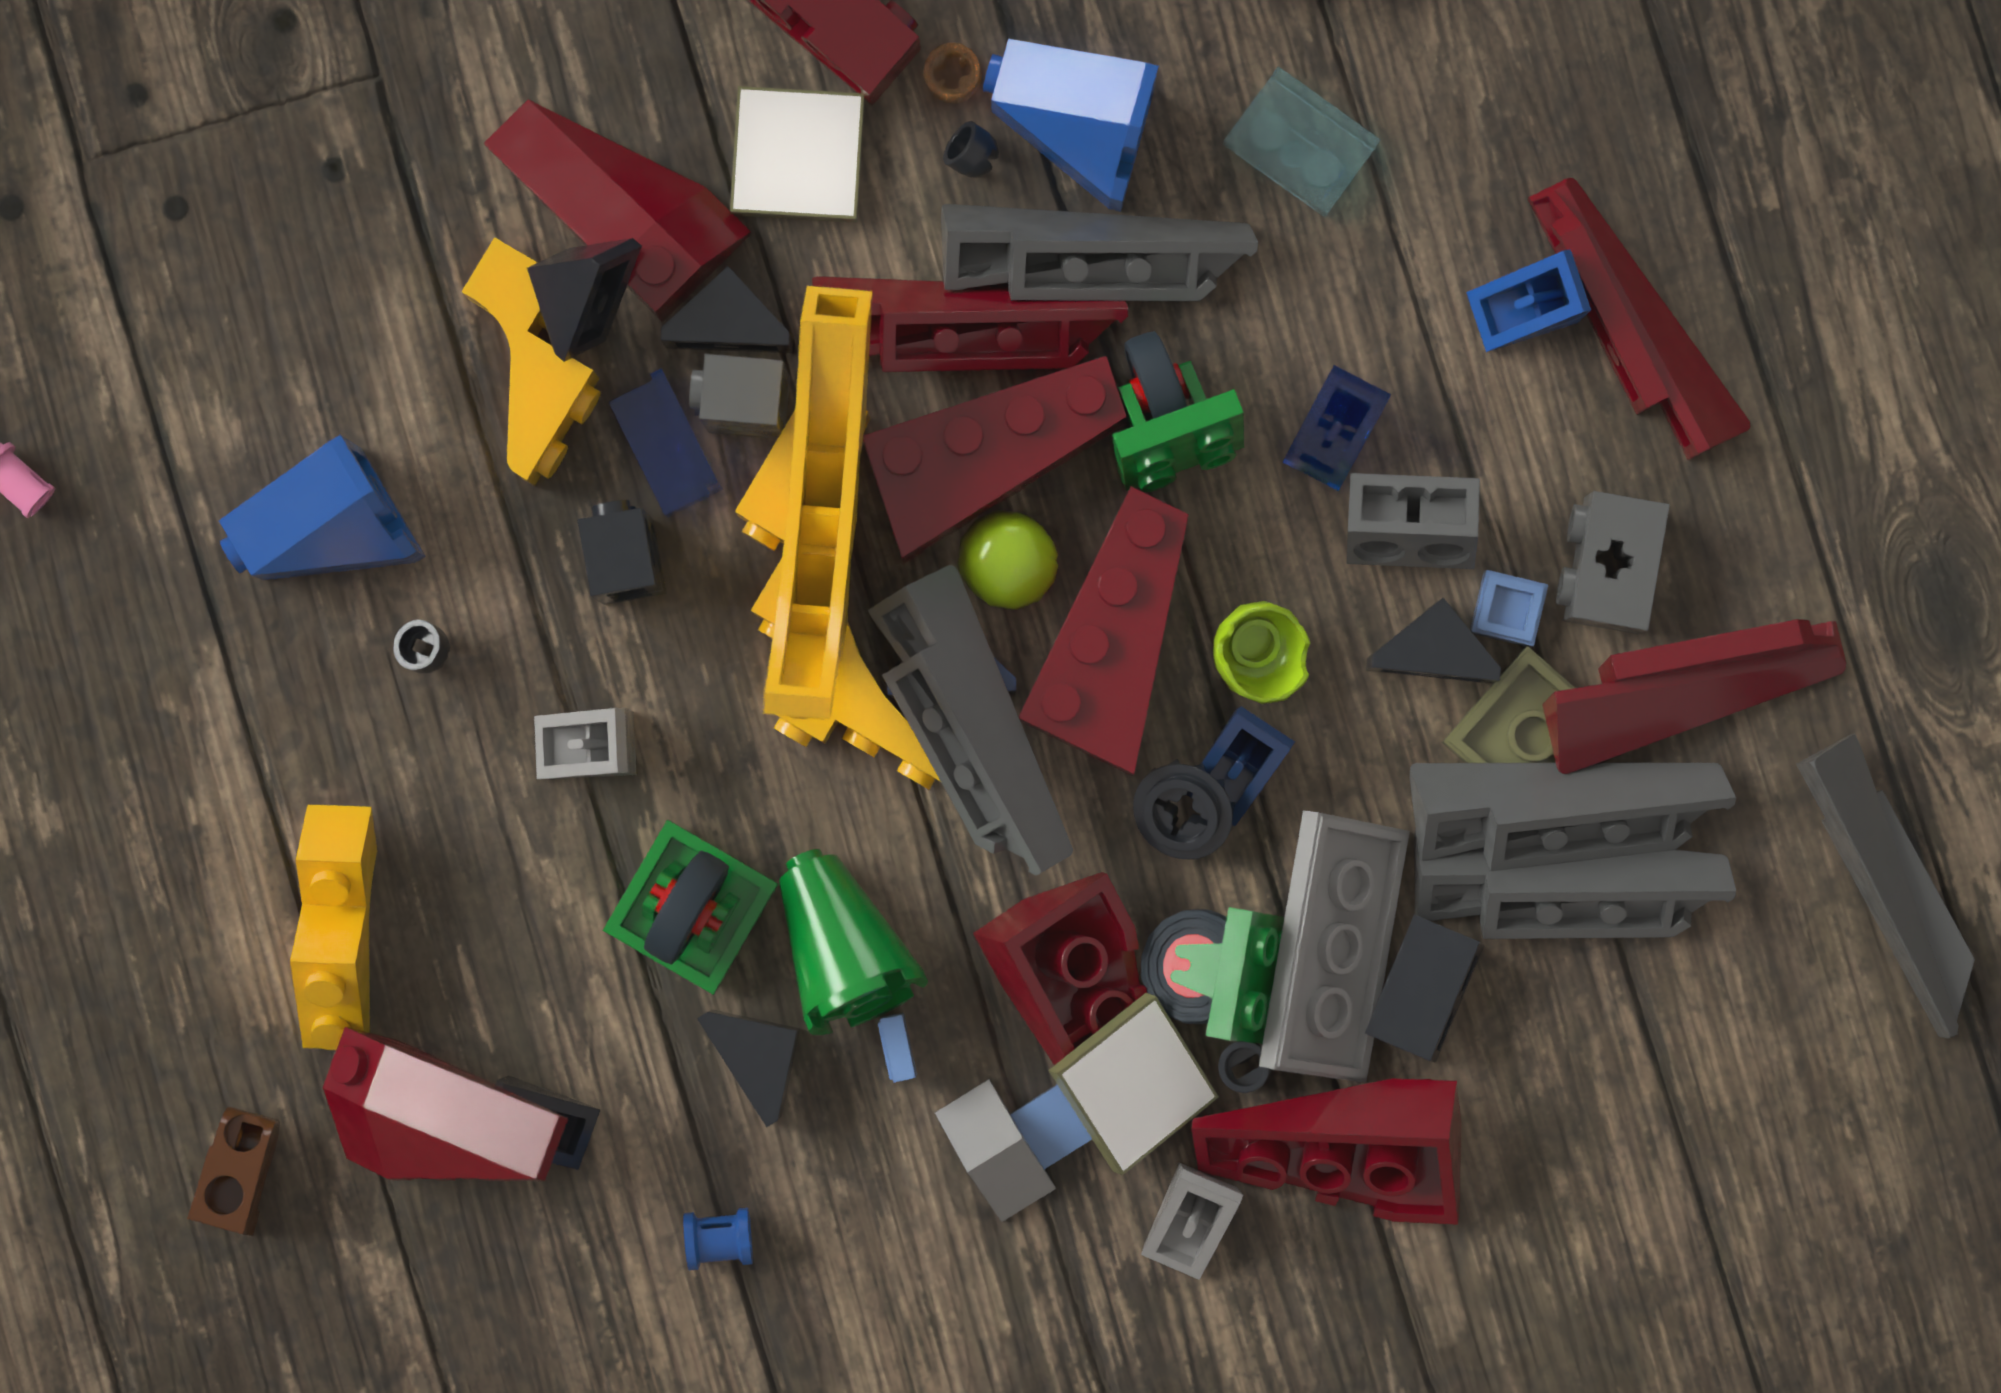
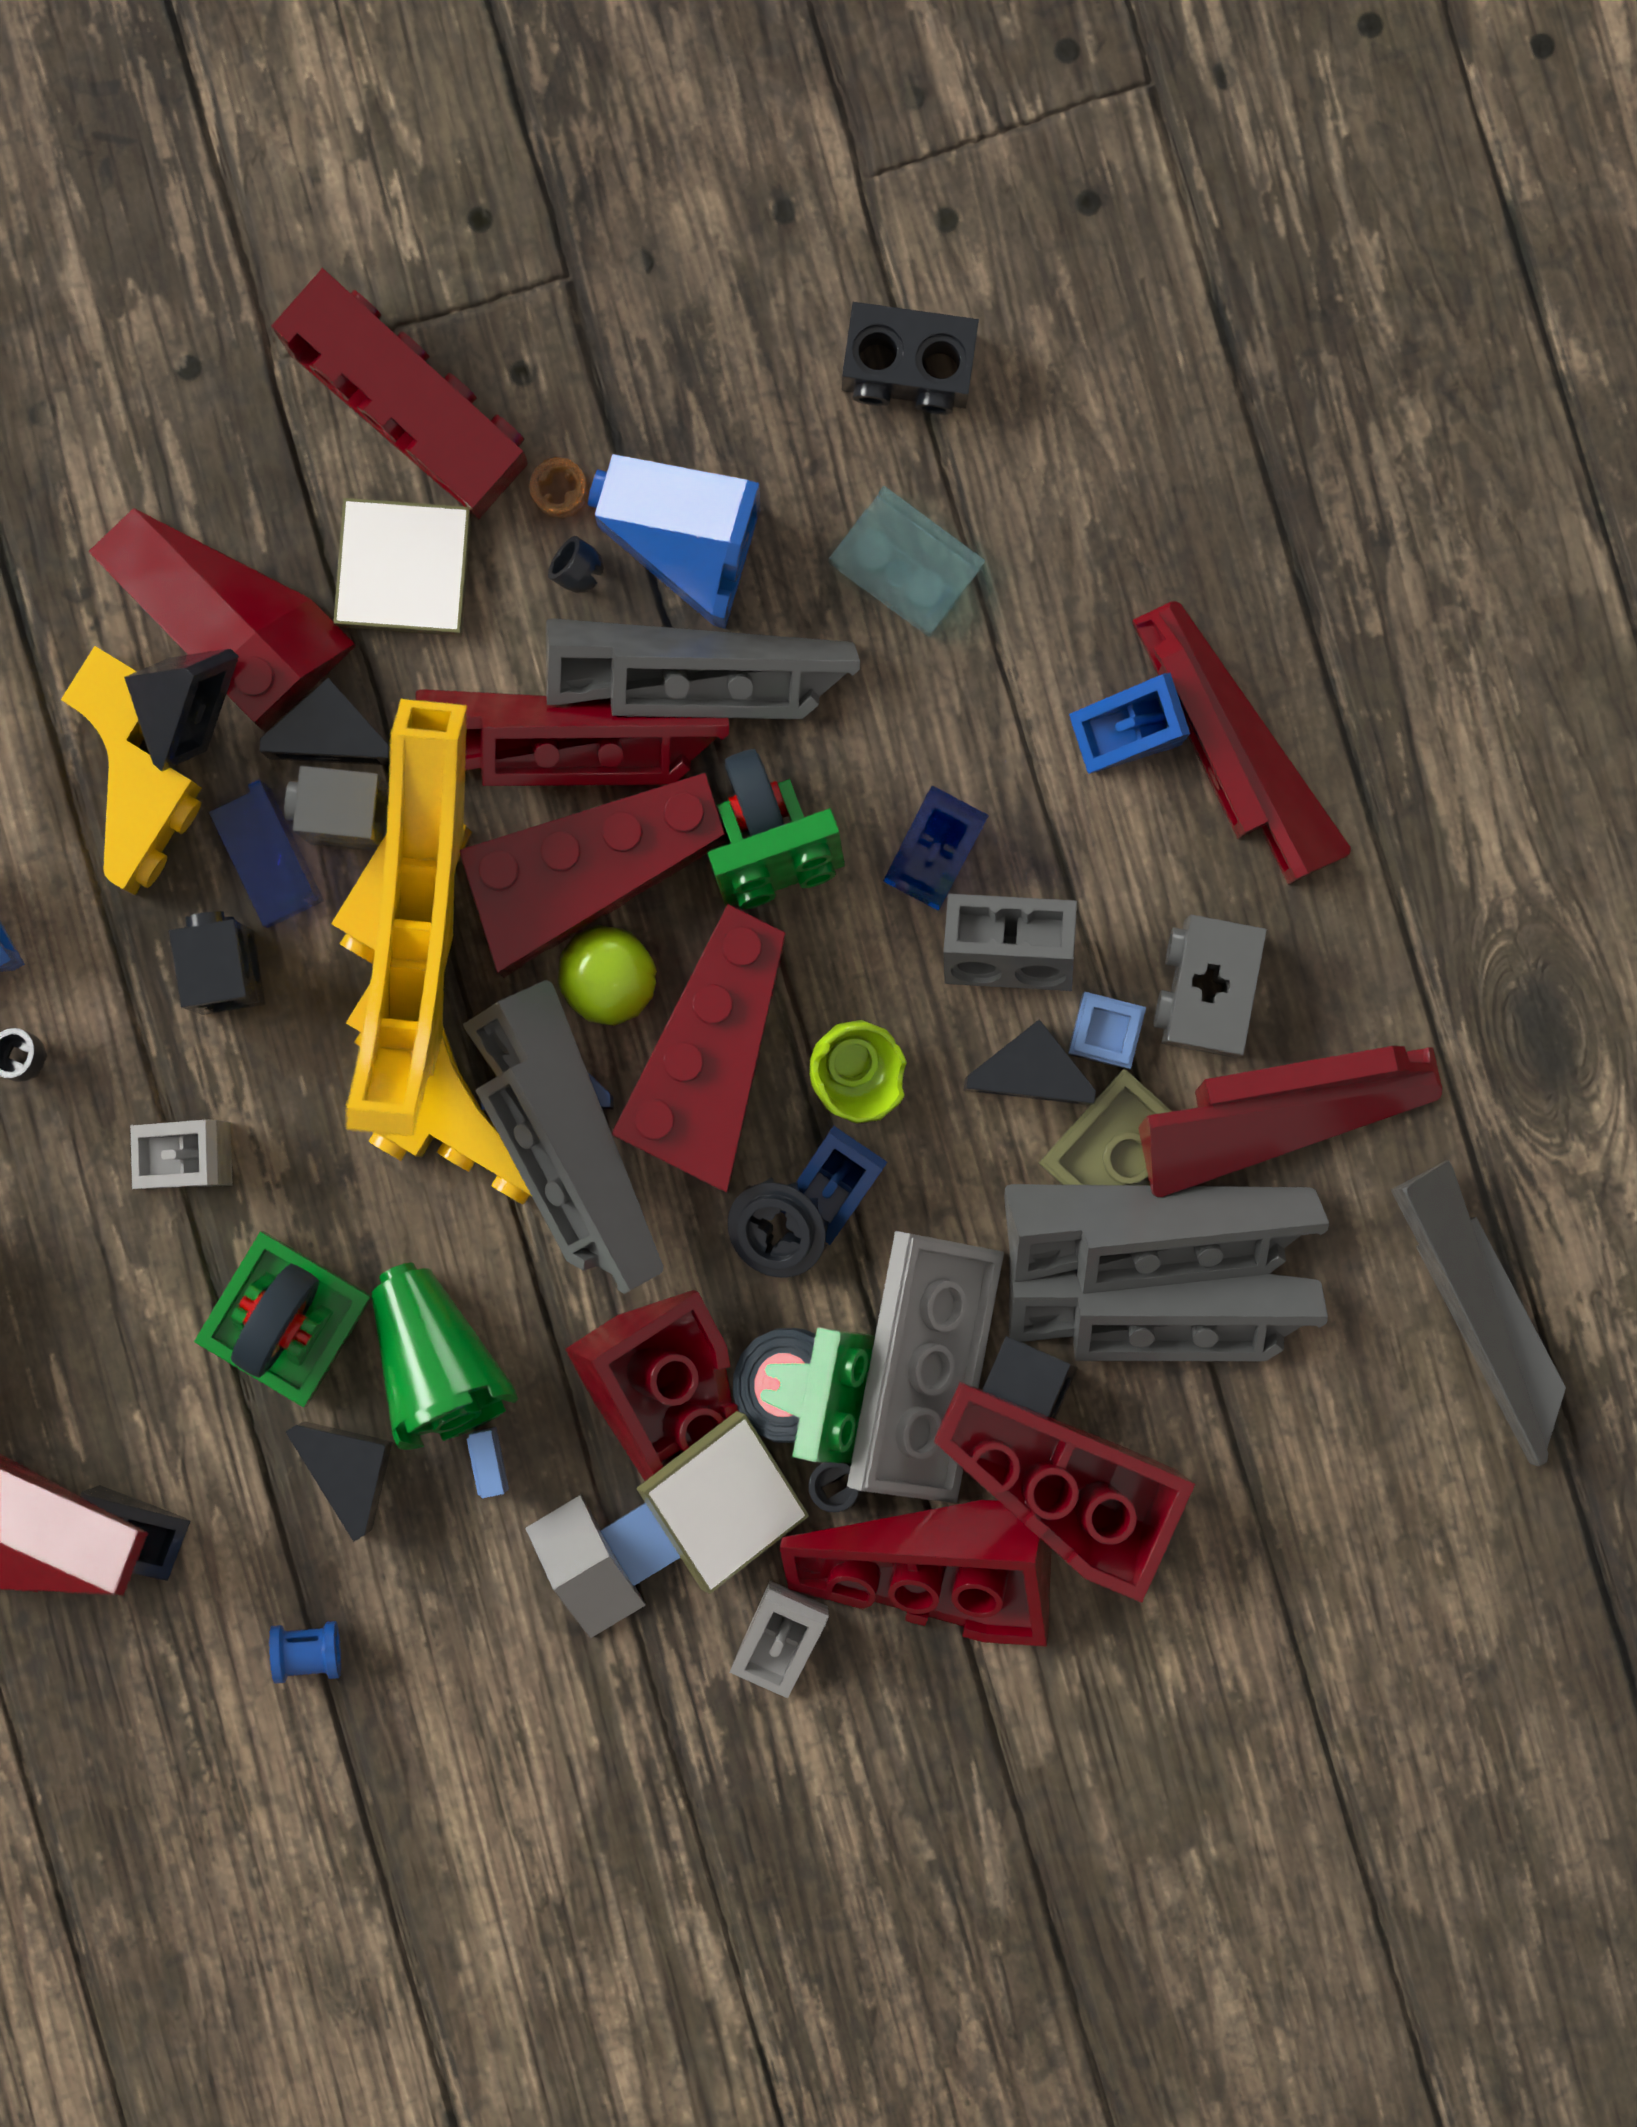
camera: 10 degrees left, 0 degrees up
(1492, 1071) = (1077, 1492): none -> dark red wedge

